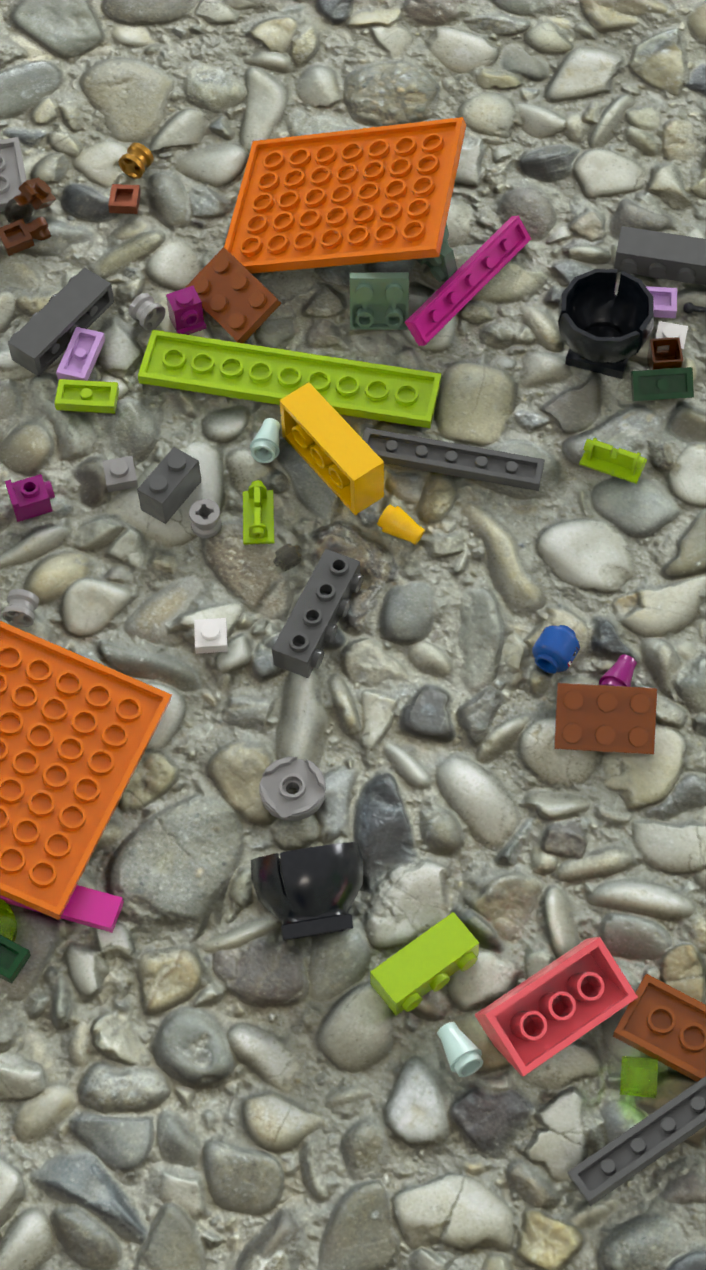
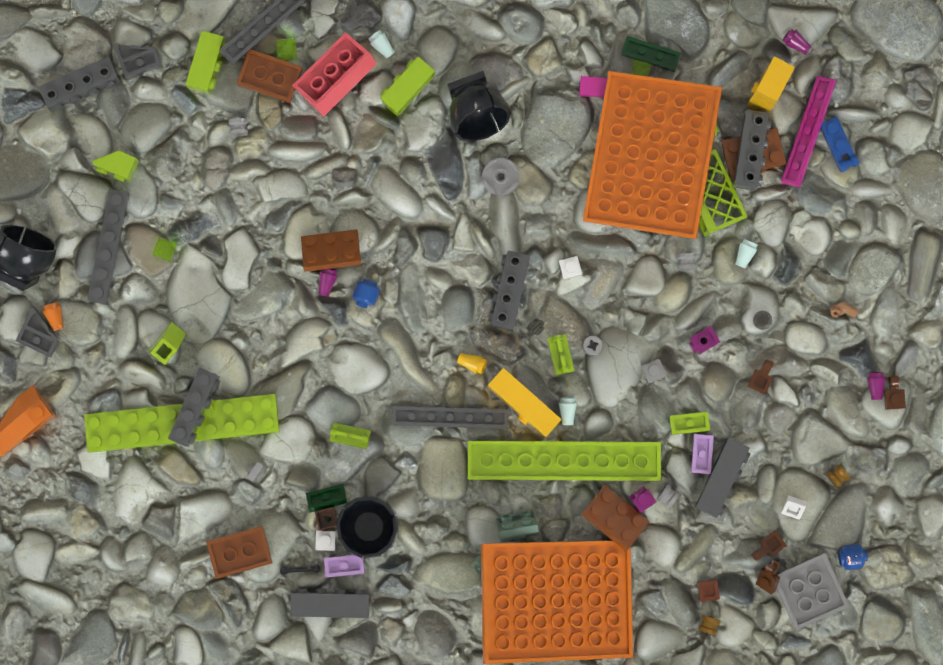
camera: 170 degrees right, 25 degrees up
(169, 485) = (619, 363): dark grey brick -> none
(467, 280) = (462, 561): dark pink tile -> none

